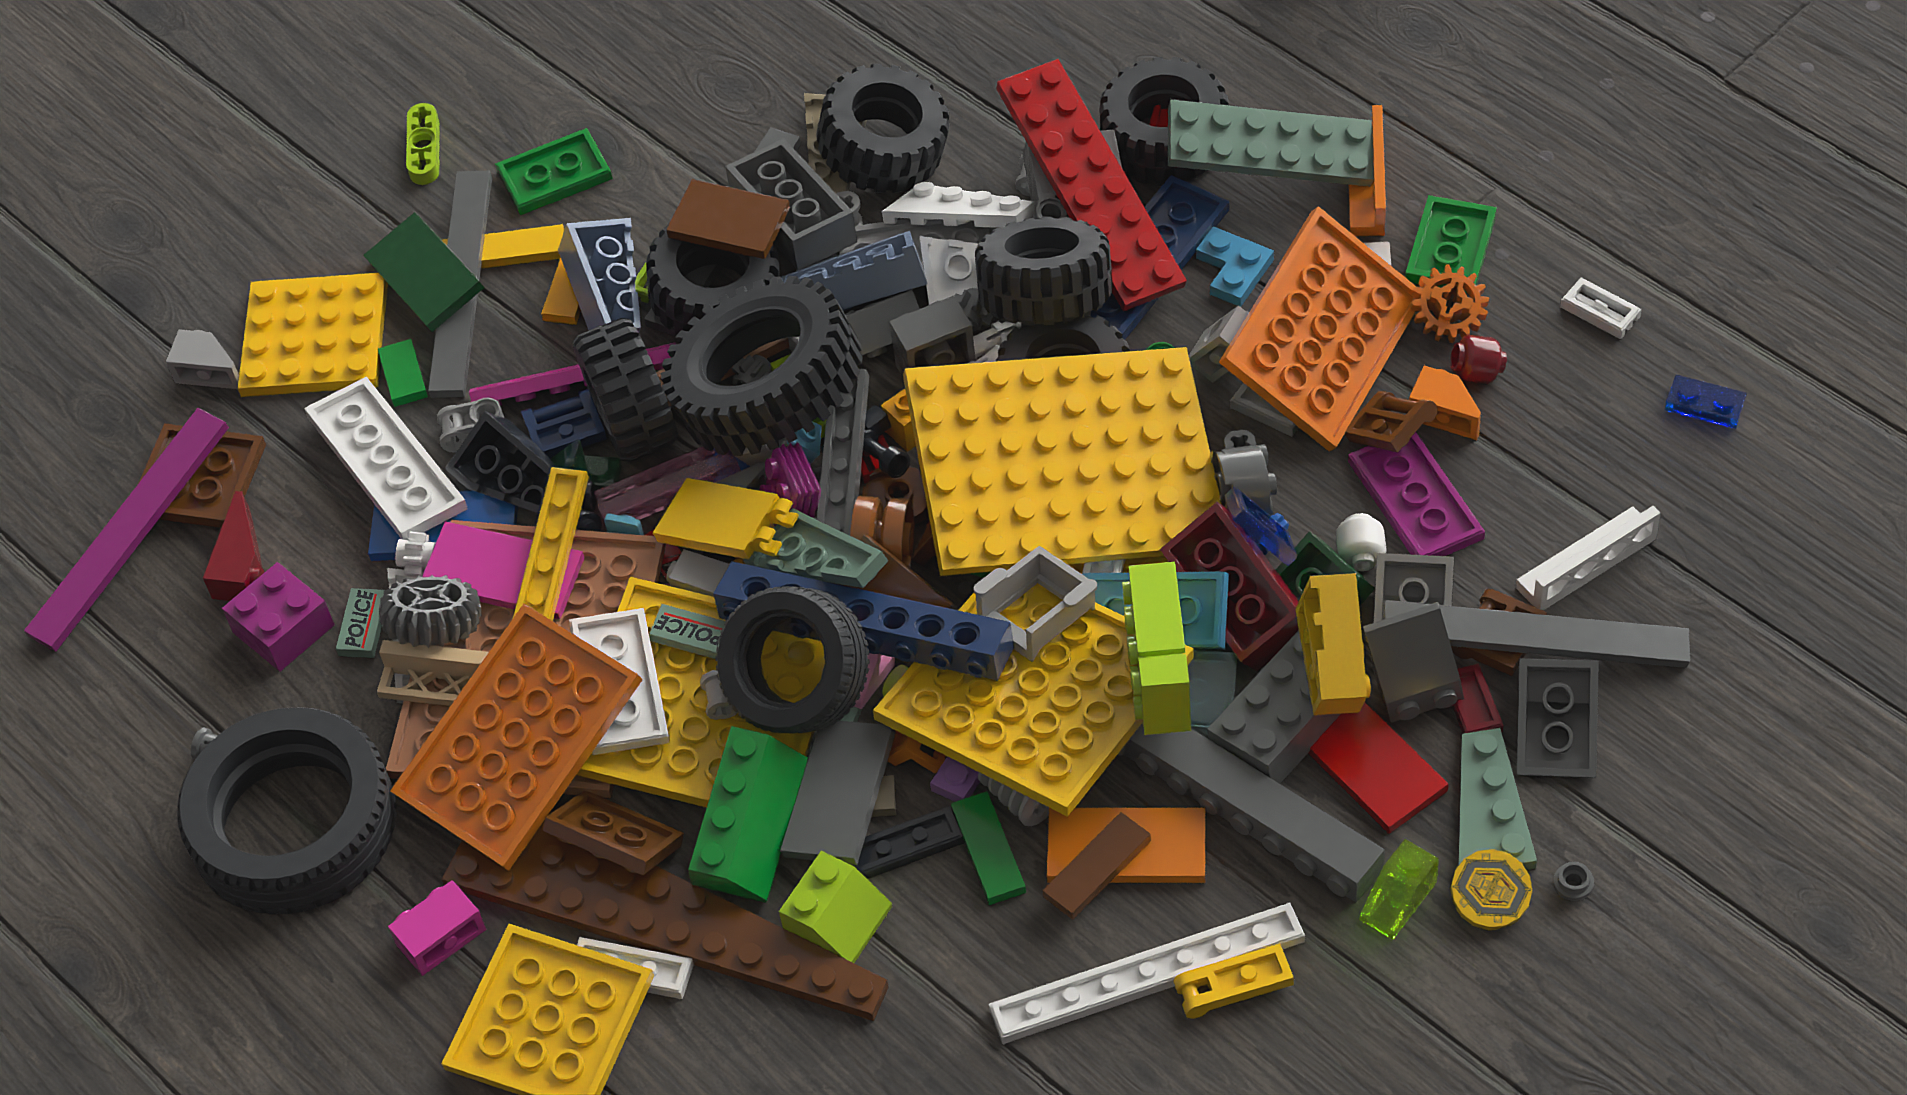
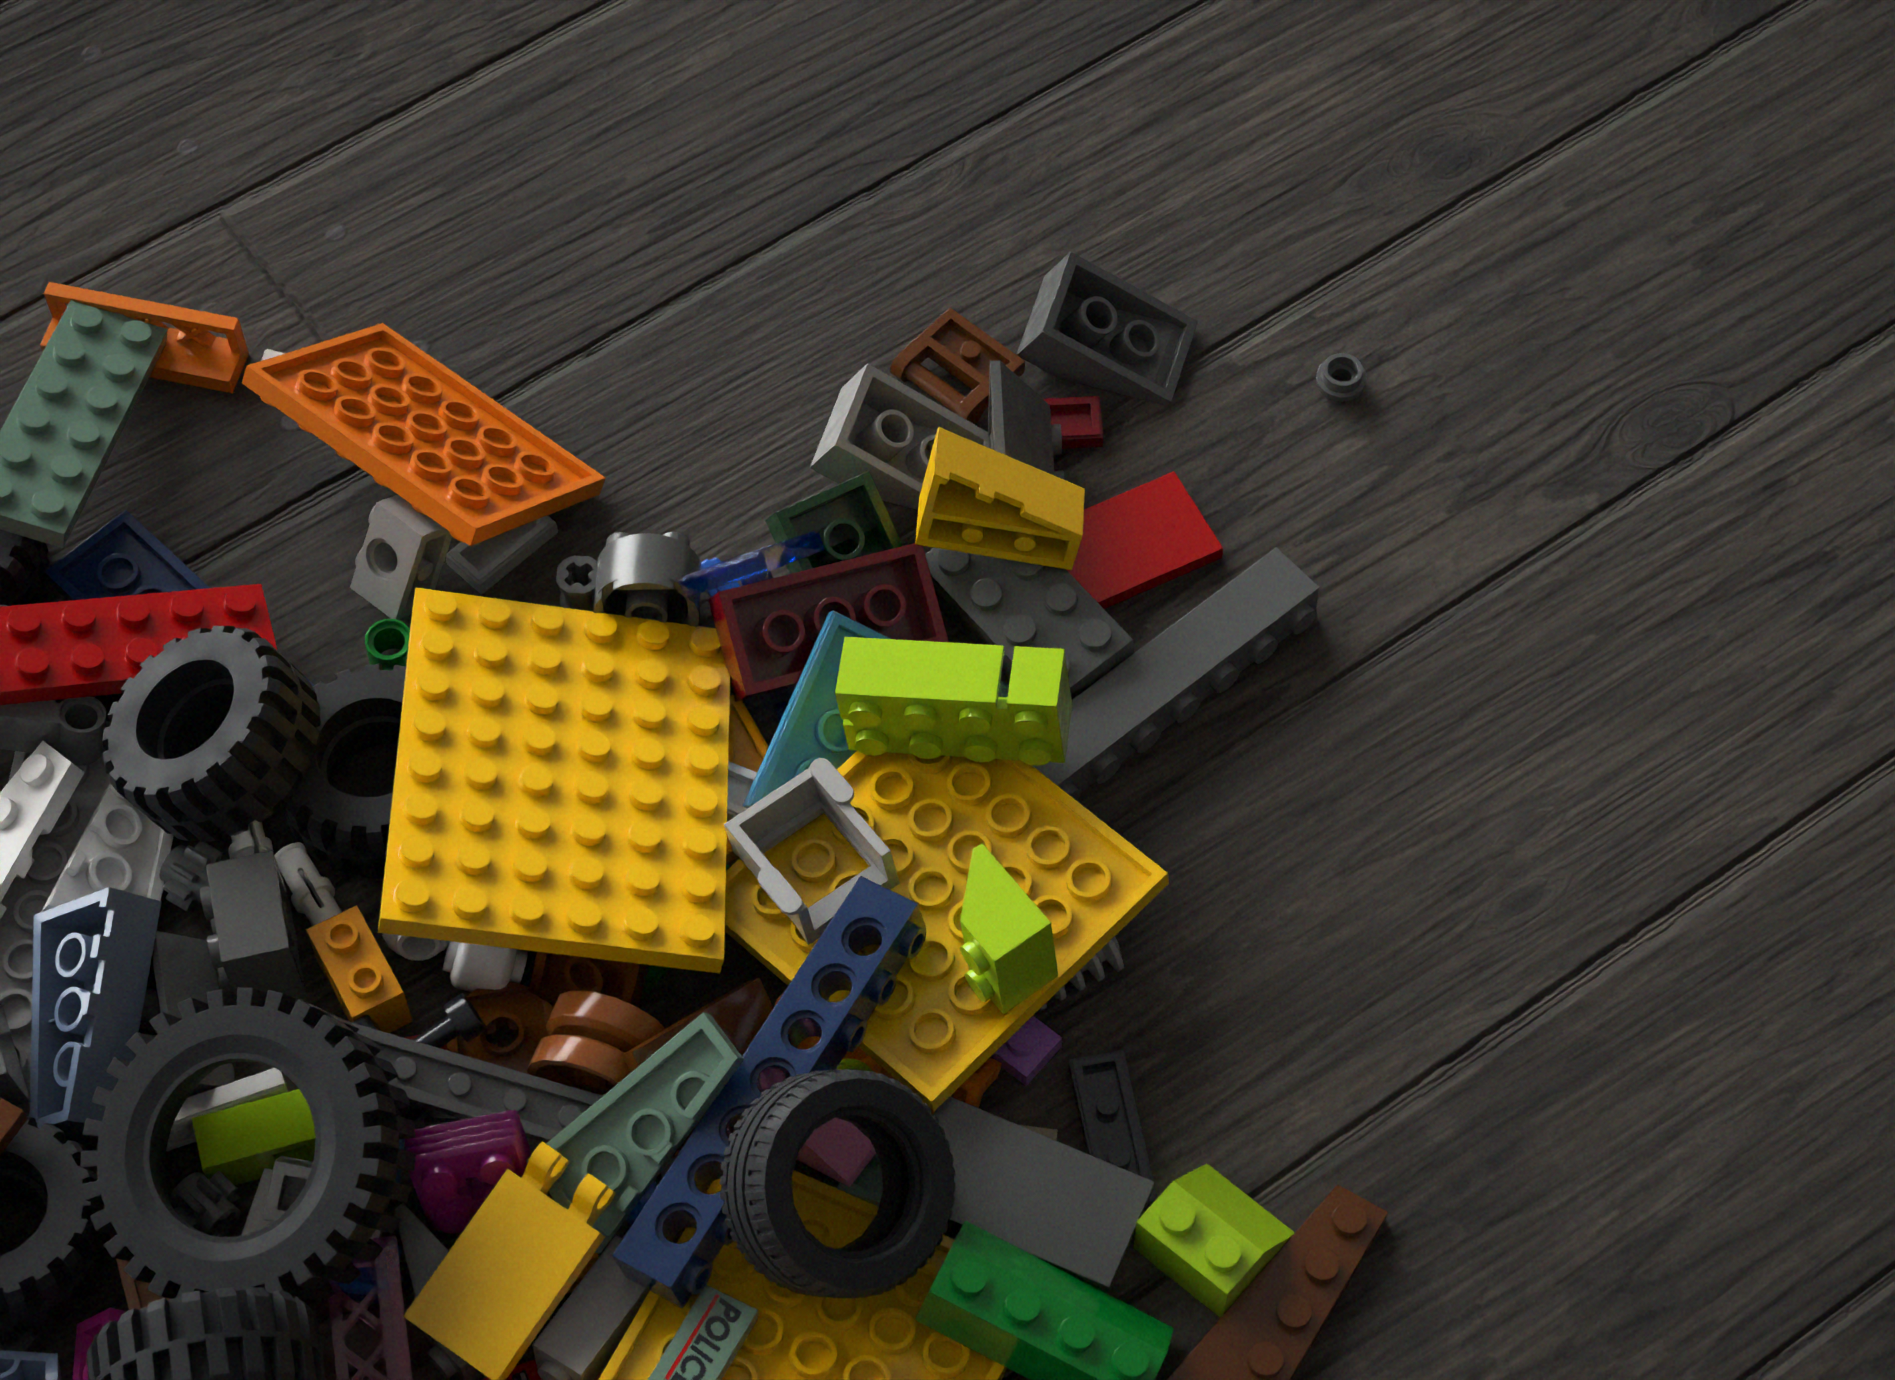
camera: 85 degrees left, 5 degrees up
(717, 703) = (832, 1321): light grey bush -> none
(982, 704) = (1003, 936): none -> lime slope
(988, 848) = (1146, 1022): green tile -> none
(1096, 865) = (1217, 885): reddish brown tile -> none
(1140, 973) = (1380, 873): white tile -> none
(1171, 856) = (1189, 825): orange tile -> none
(1234, 980) = (1415, 764): yellow plate -> none
(1240, 264) = (239, 523): dark azure plate -> none
(1360, 540) = (779, 477): white head -> none
(1389, 430) = (604, 411): reddish brown plate -> none
(1400, 888) = (1324, 550): clear neon green slope -> none
(1417, 498) = (710, 412): magenta tile -> none
(1451, 235) = (308, 275): green plate -> none
(1454, 404) = (578, 340): orange slope -> none
(1464, 308) = (418, 295): orange gear -> none
(1478, 359) = (520, 287): dark red head -> none
(1490, 800) = (1230, 439): sand green wing -> none
(1491, 889) = (1341, 459): tile -> none
(1559, 635) = (987, 314): dark grey tile -> none
(1589, 557) = (871, 249): white fence -> none
(1597, 311) = (479, 152): white tile -> none
(1705, 401) = (665, 79): clear blue plate -> none

